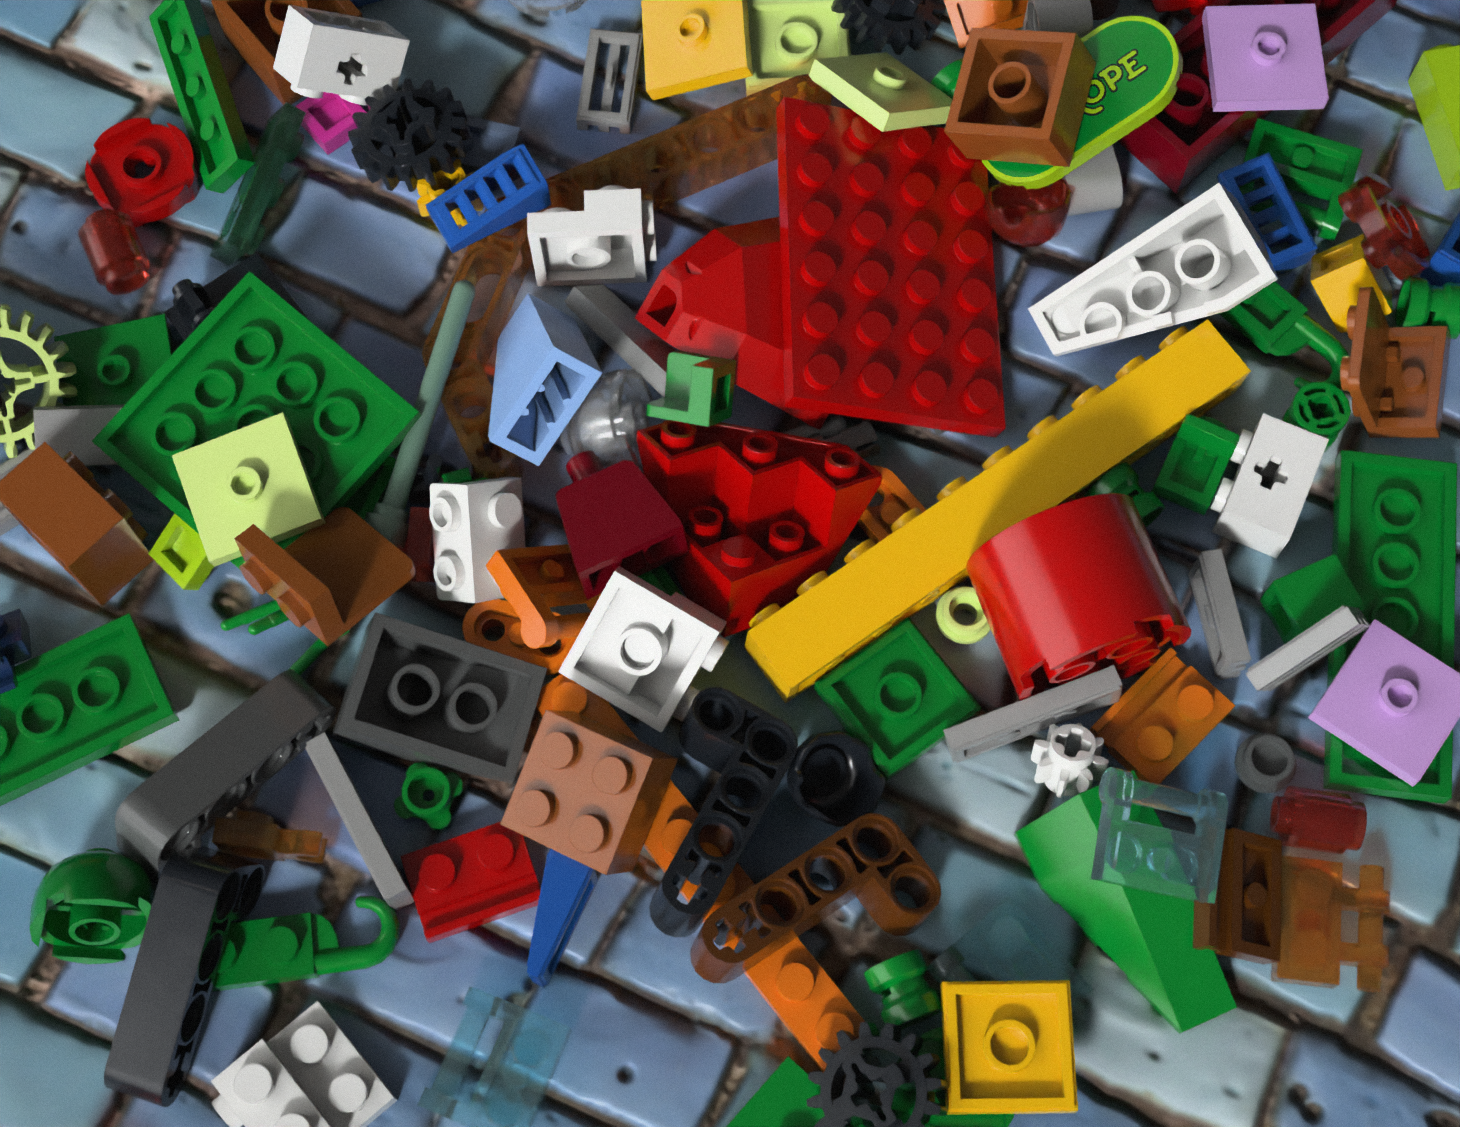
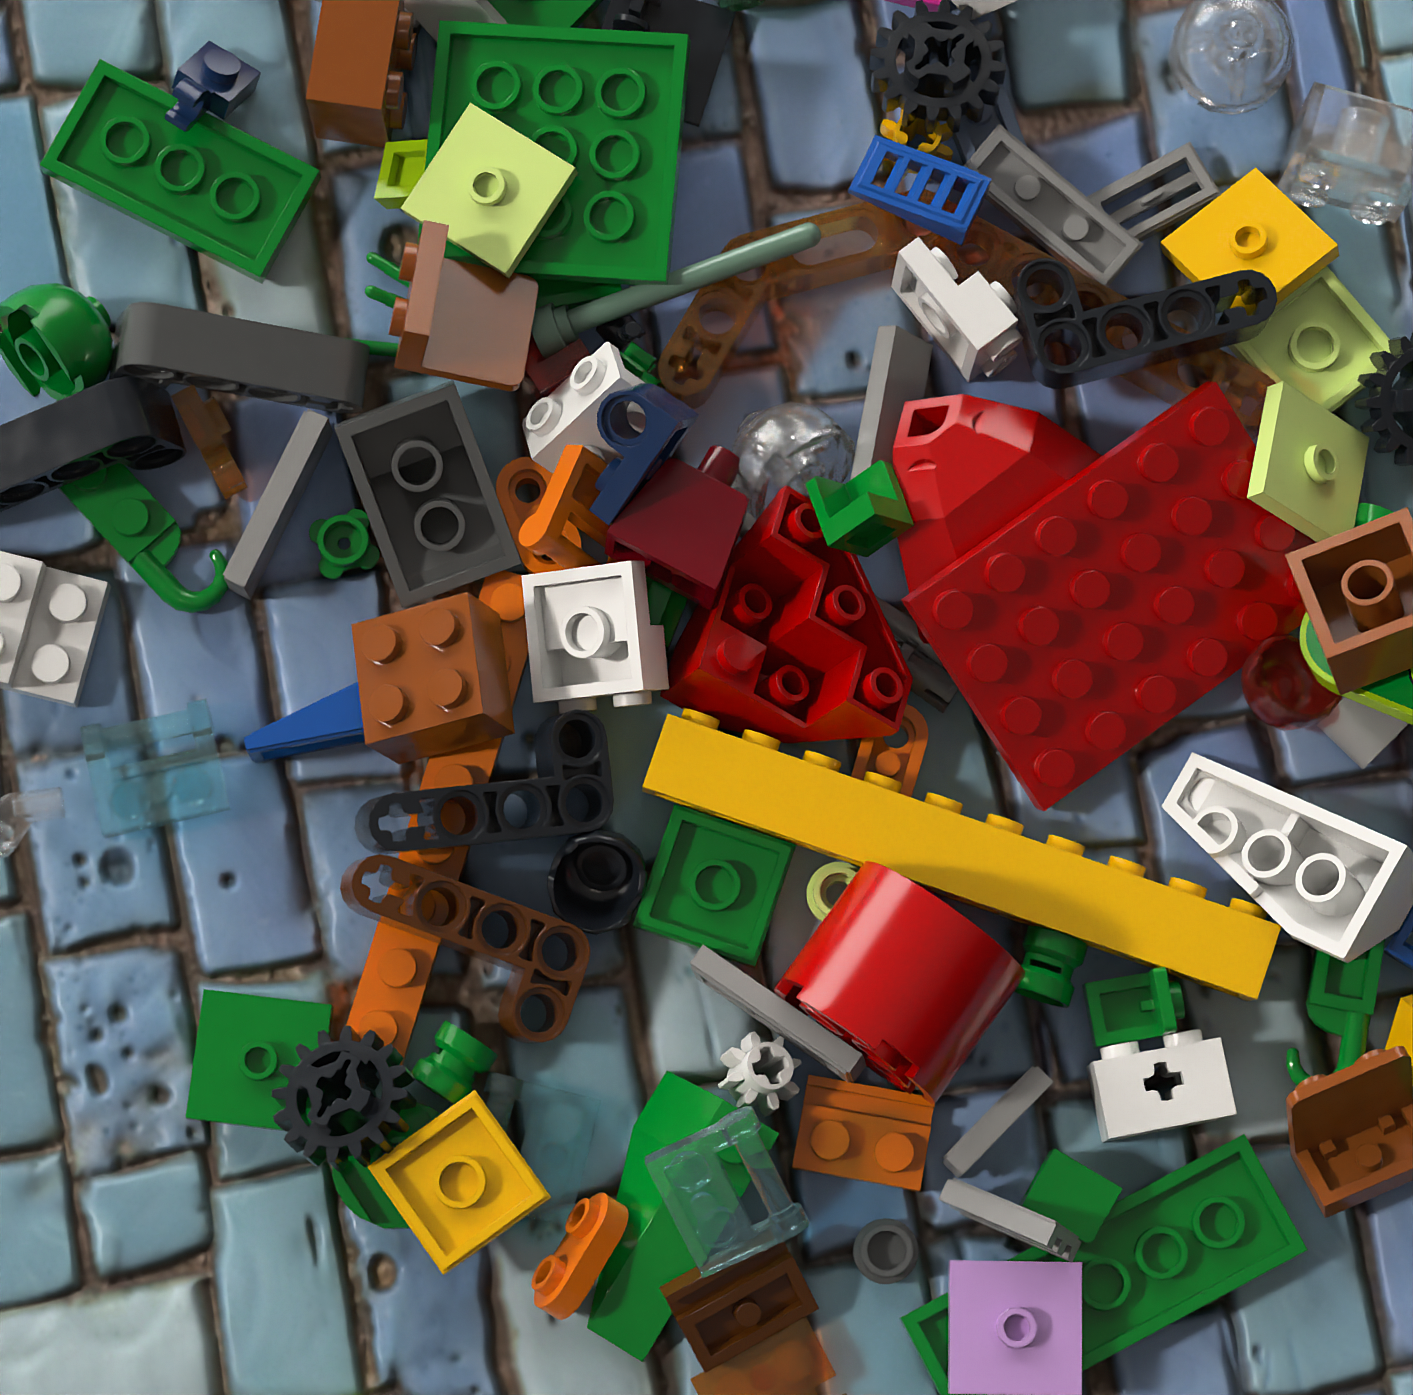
camera: 50 degrees right, 10 degrees up
(471, 880) = (295, 633): red plate -> none
(538, 379) = (781, 360): light blue slope -> none
(549, 536) = (643, 452): none -> dark blue plate
(571, 135) = (1052, 209): none -> light grey tile
(702, 116) = (1142, 315): none -> black beam
(1125, 995) = (590, 1238): none -> orange plate
(1318, 820) = (859, 1329): clear red brick -> none
(1324, 401) = (1253, 1091): green wheel -> none

